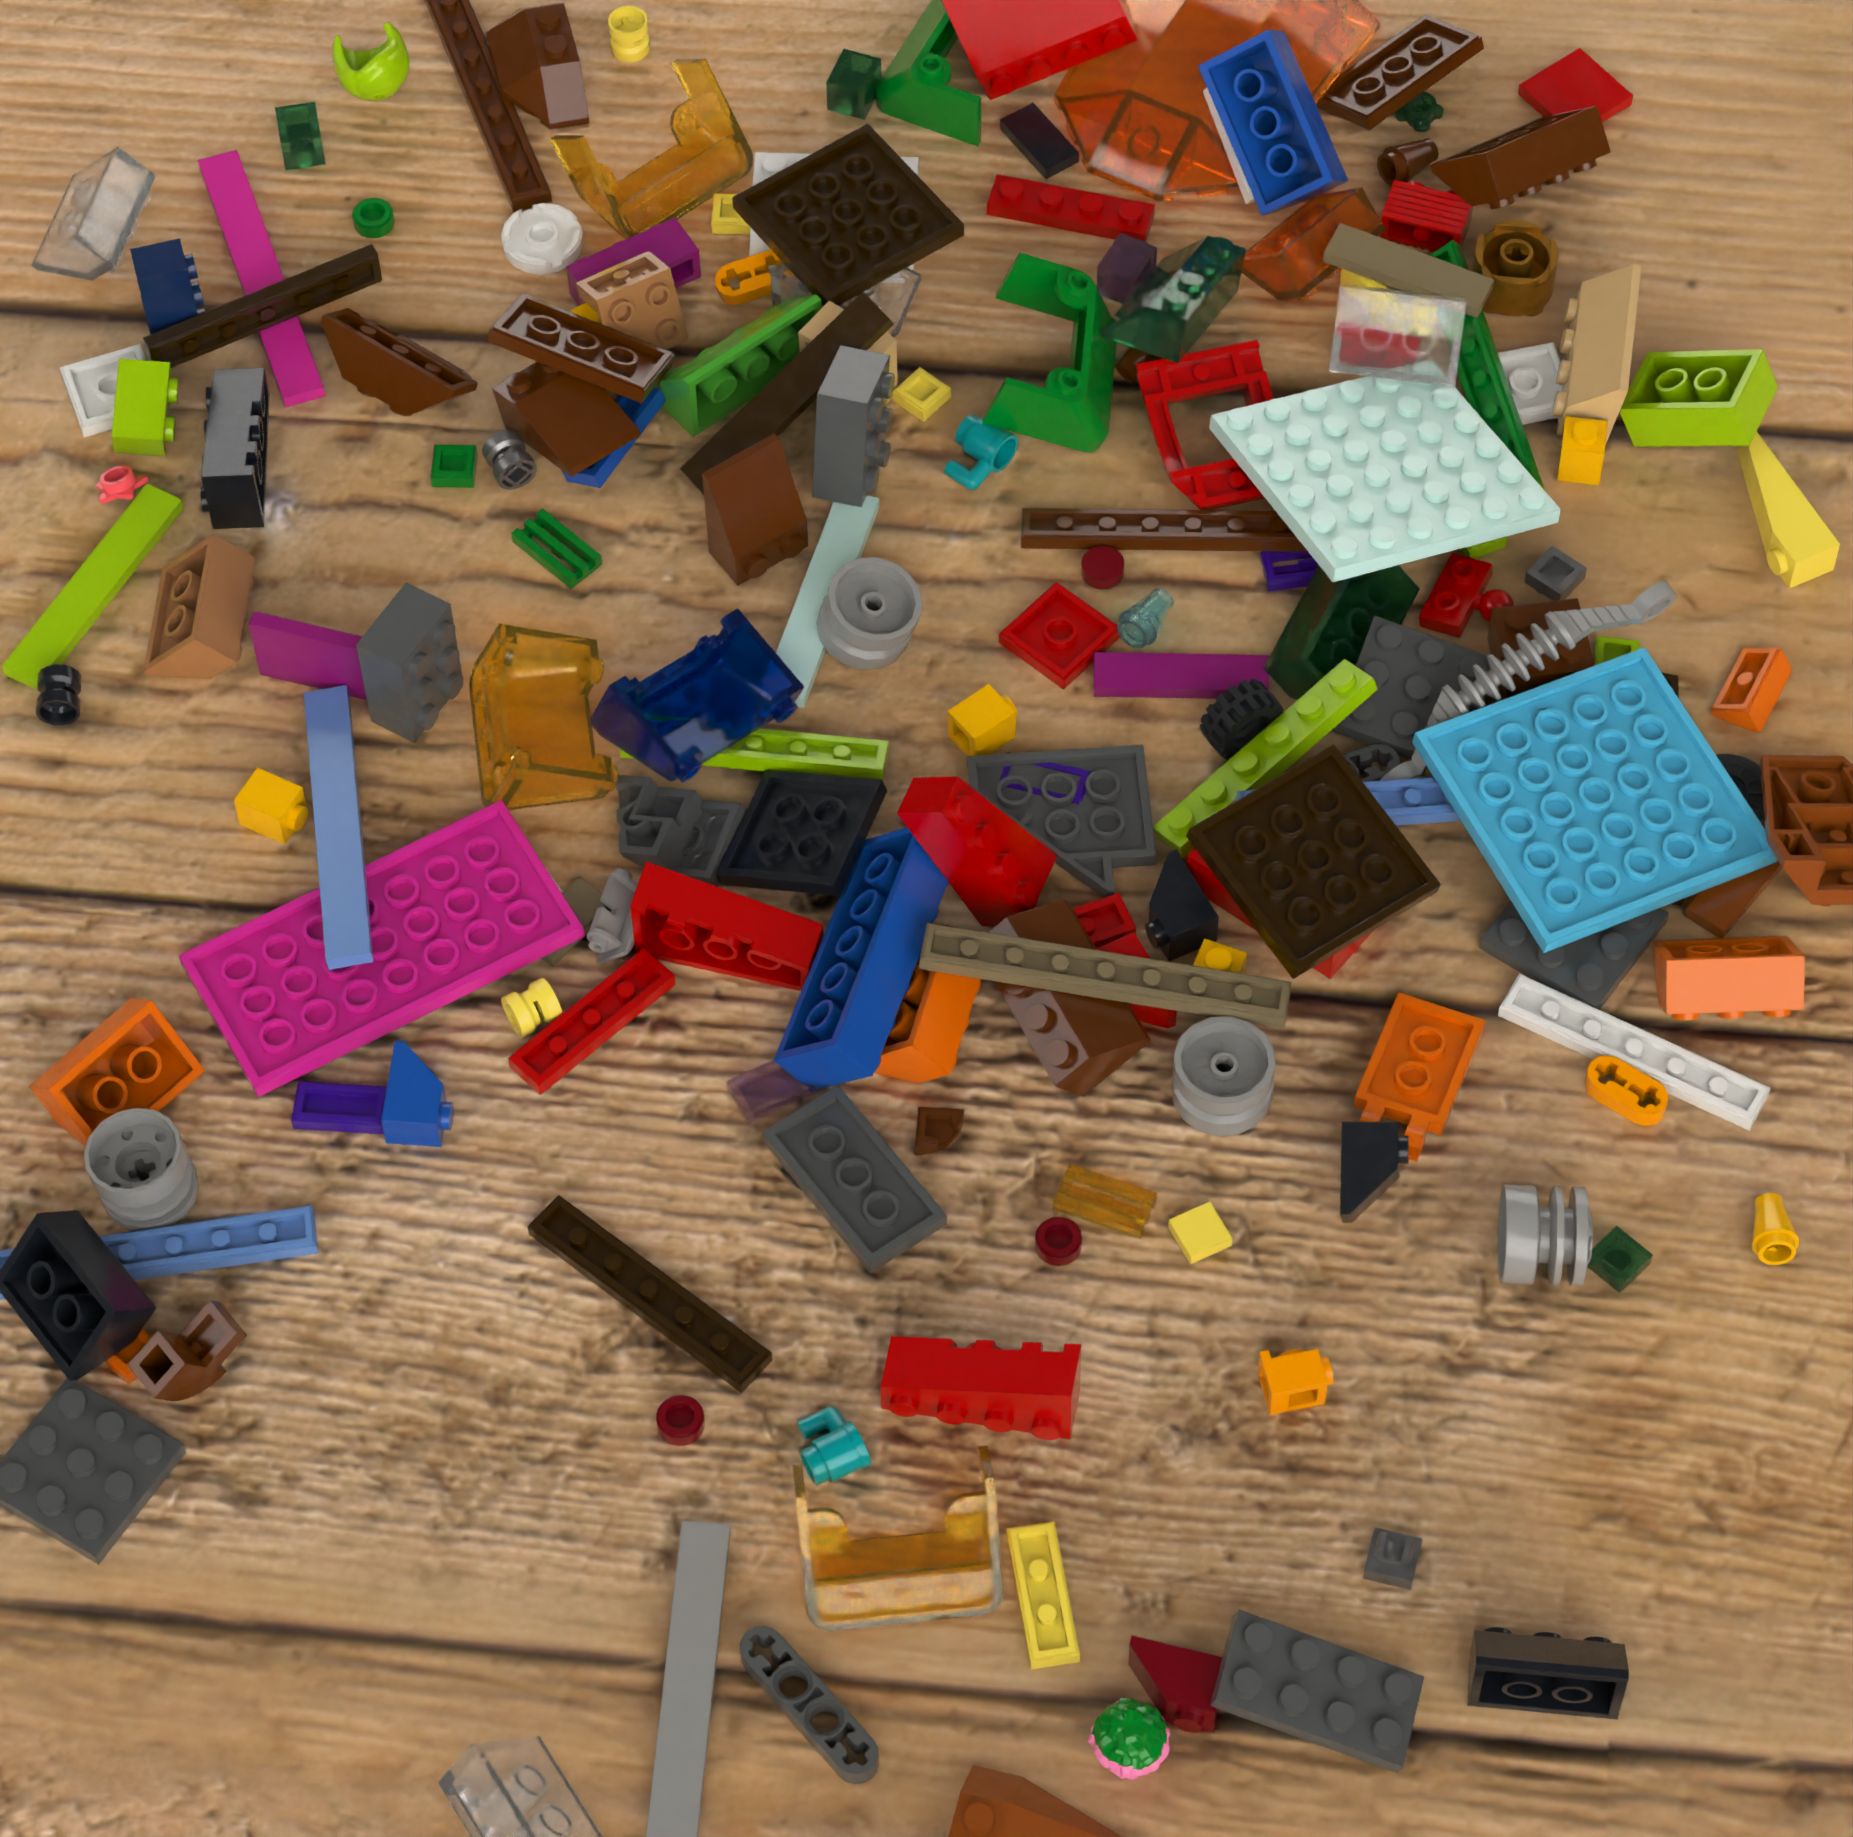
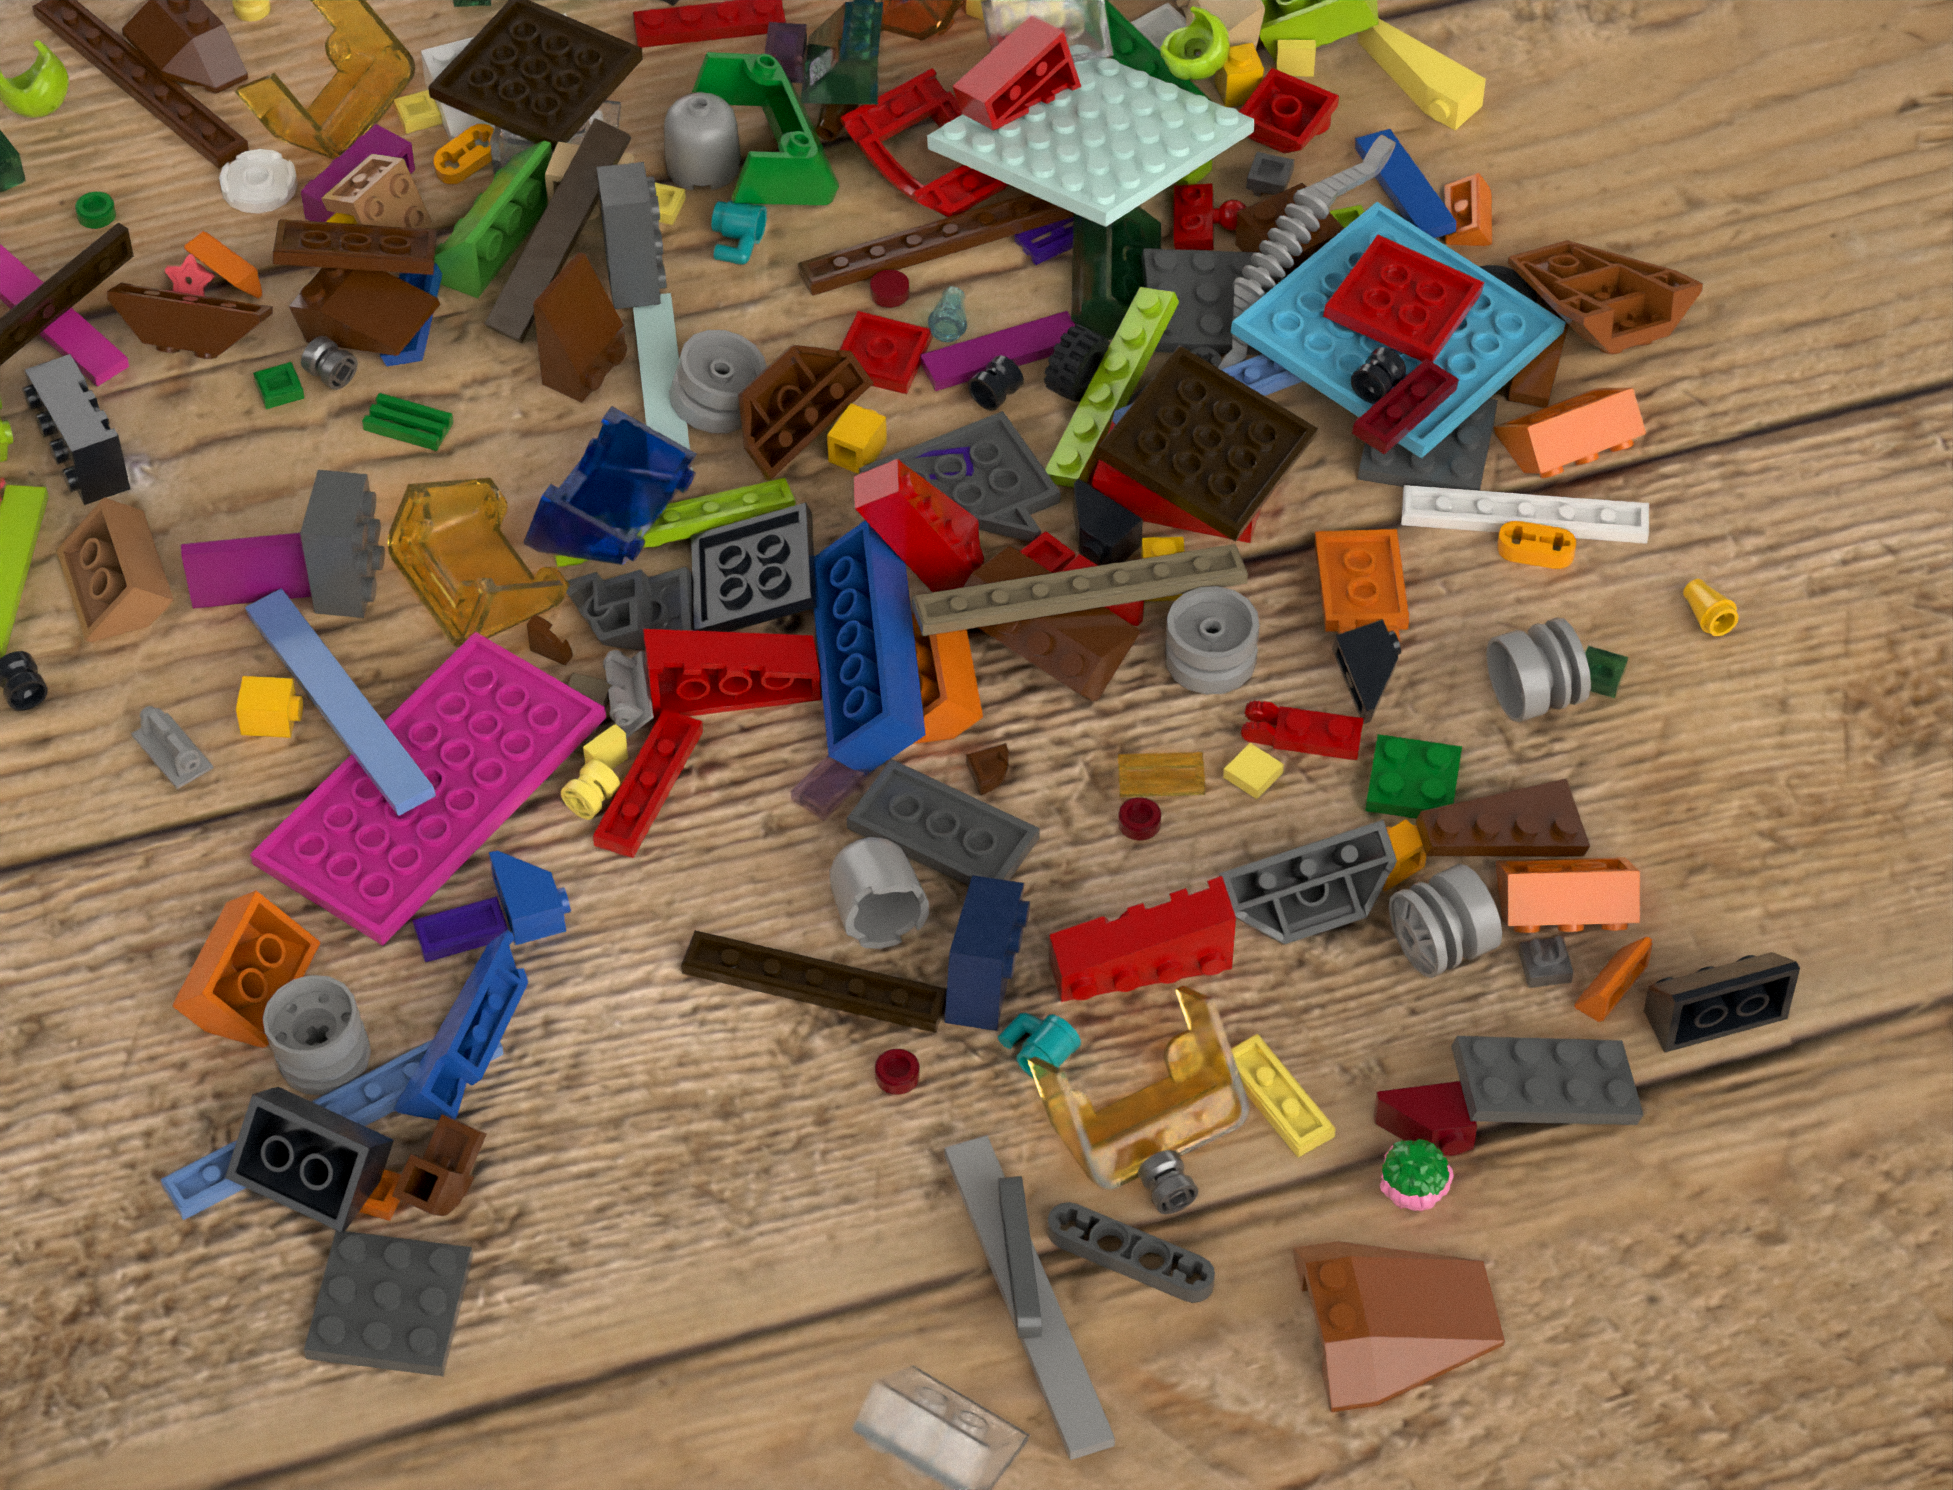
camera: 25 degrees left, 5 degrees down
(164, 815) = (170, 747): none -> light grey hinge
(286, 1222) = (467, 1034): none -> blue wedge
(430, 323) = (191, 269): none -> coral plate
(458, 320) = (225, 263): none -> orange slope
(565, 831) = (546, 642): none -> reddish brown tile
(567, 972) = (608, 747): none -> light yellow tile
(688, 1669) = (1019, 1257): none -> dark grey beam
(746, 1224) = (877, 892): none -> light grey cylinder
(823, 1326) = (985, 951): none -> dark blue wedge
(880, 1646) = (1169, 1184): none -> flat silver wheel
(930, 666) = (797, 402): none -> reddish brown wedge
(986, 342) = (701, 141): none -> light grey cylinder
(1153, 710) = (993, 385): none -> black wheel
(1184, 1382) = (1313, 884): none -> dark grey wedge
(1276, 1208) = (1303, 730): none -> red hinge
(1299, 1476) = (1445, 920): none -> light grey wheel
(1328, 381) = (1017, 74): none -> red wedge
(1361, 1303) = (1412, 776): none -> green plate
(1434, 1395) = (1513, 823): none -> reddish brown wing
(1451, 1491) = (1569, 893): none -> orange slope
(1453, 1607) = (1615, 979): none -> orange slope
(1523, 405) = (1203, 35): none -> lime piece
(1532, 848) = (1378, 375): none -> black wheel
(1545, 892) = (1405, 406): none -> dark red plate
(1608, 770) = (1403, 299): none -> red plate
(1610, 510) = (1288, 111): none -> red slope
(1654, 450) = (1296, 57): none -> light yellow tile
(1698, 635) = (1409, 188): none -> blue tile

